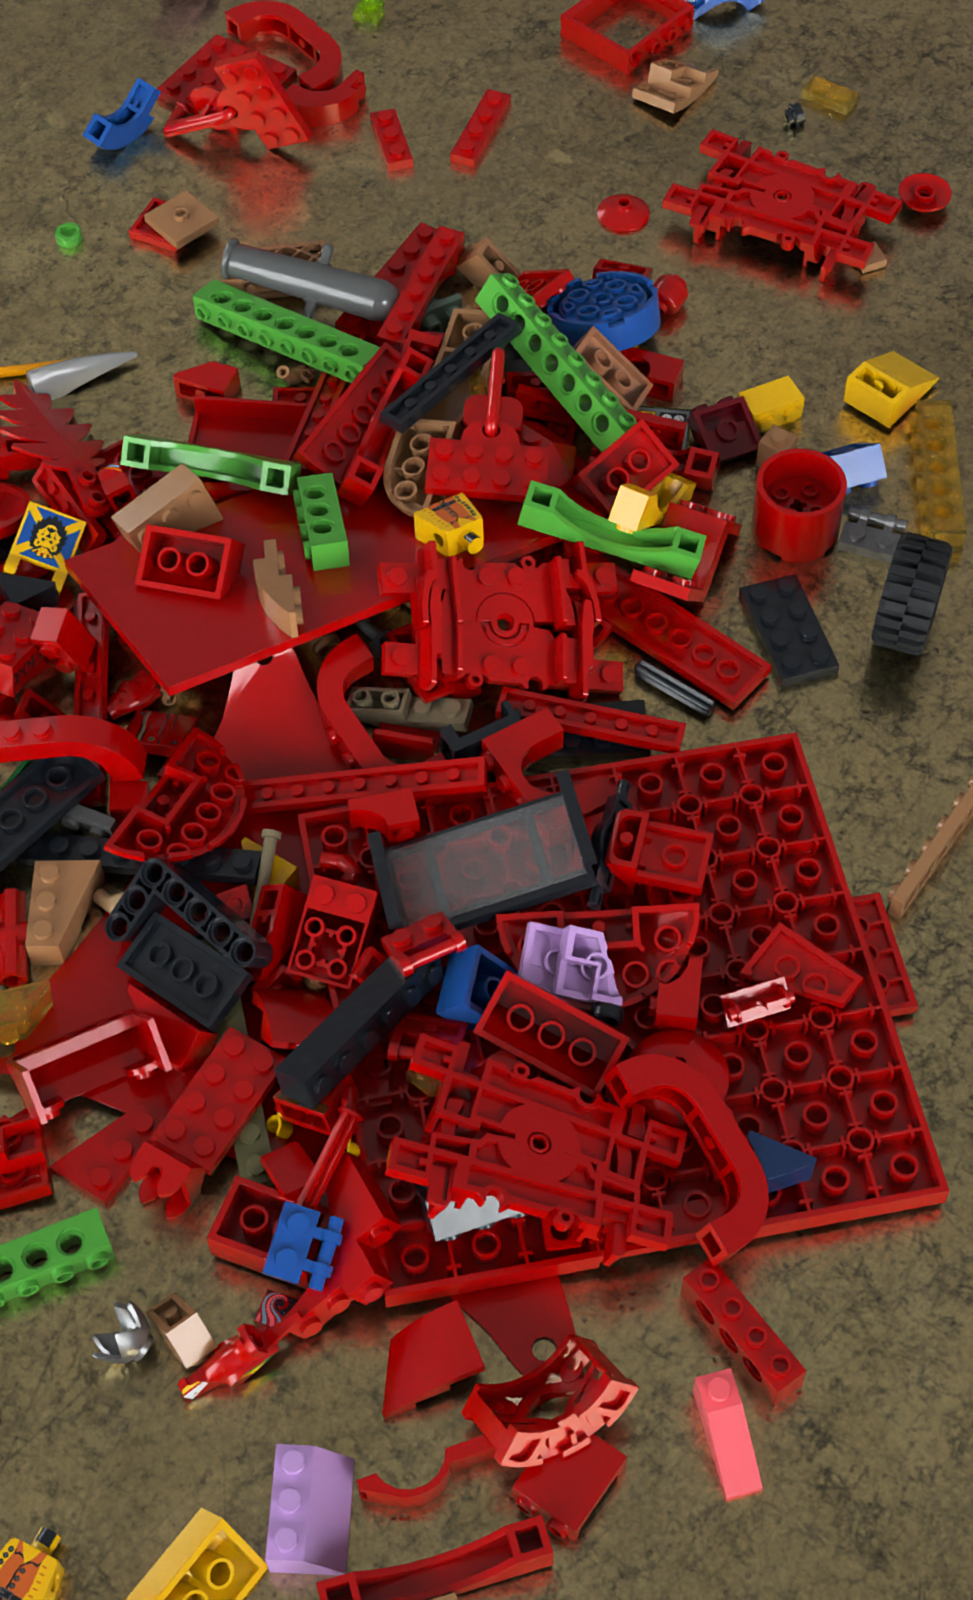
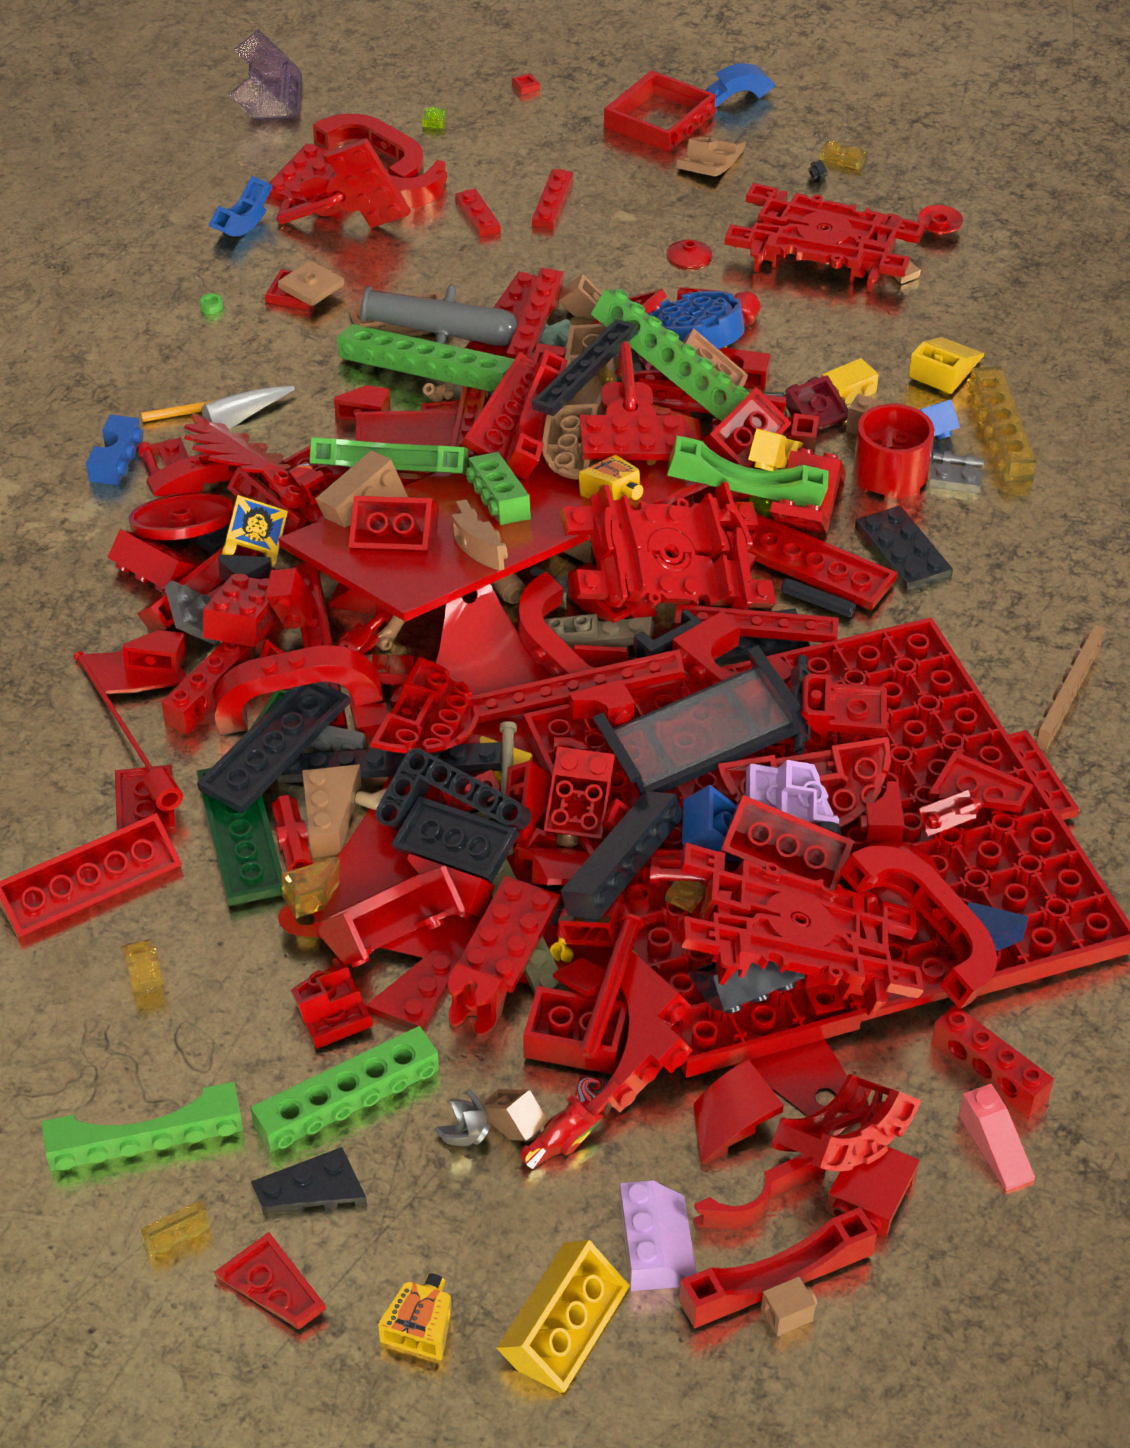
camera: 10 degrees left, 10 degrees down
(292, 1242) = (603, 1022): blue plate -> none
(423, 942) = (662, 788): red plate -> none
(911, 593) = (1005, 503): black tyre -> none

